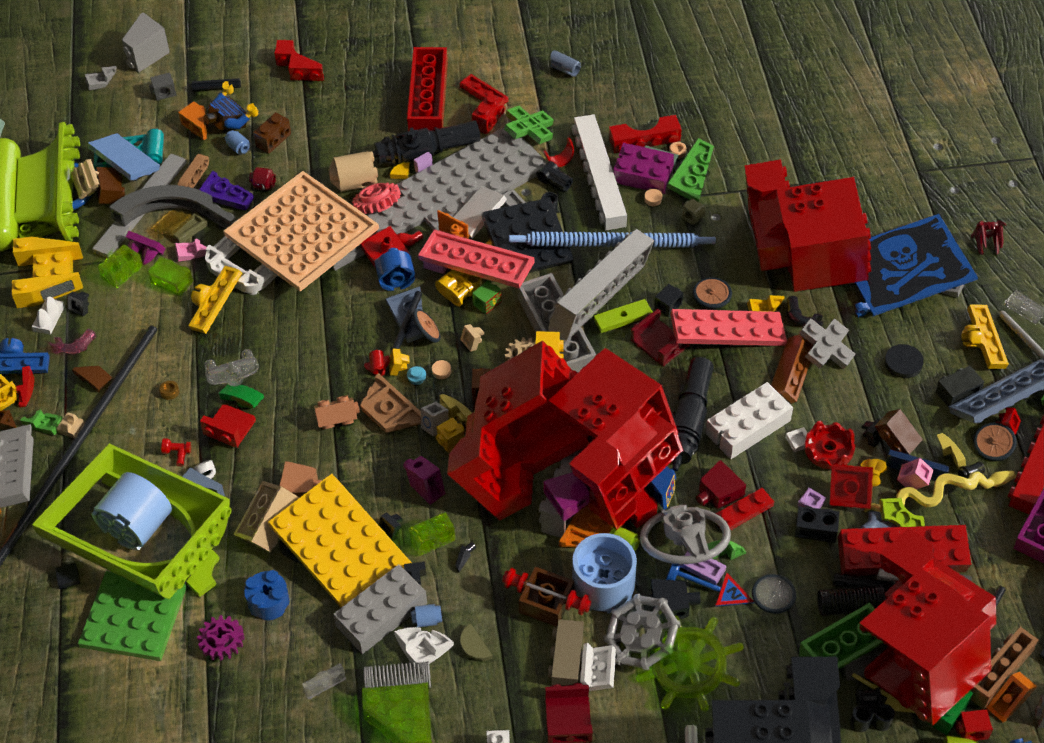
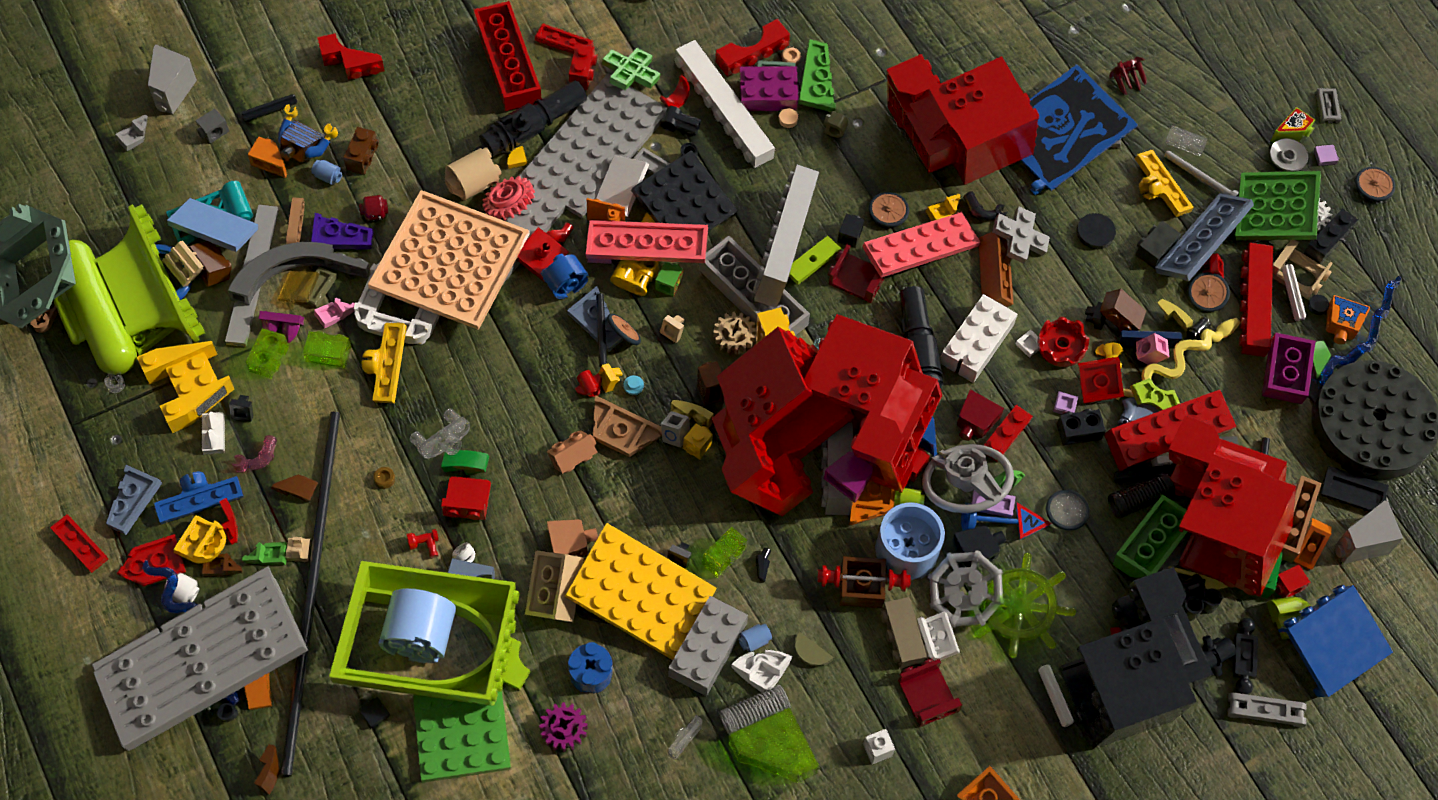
camera: 25 degrees left, 10 degrees up
(416, 570) = (725, 595): black tile -> none
(423, 162) = (538, 143): lavender tile -> none
(425, 478) = (692, 495): magenta torso -> none
(441, 369) = (655, 371): light nougat tile -> none
(606, 239) = (766, 180): light blue hose -> none

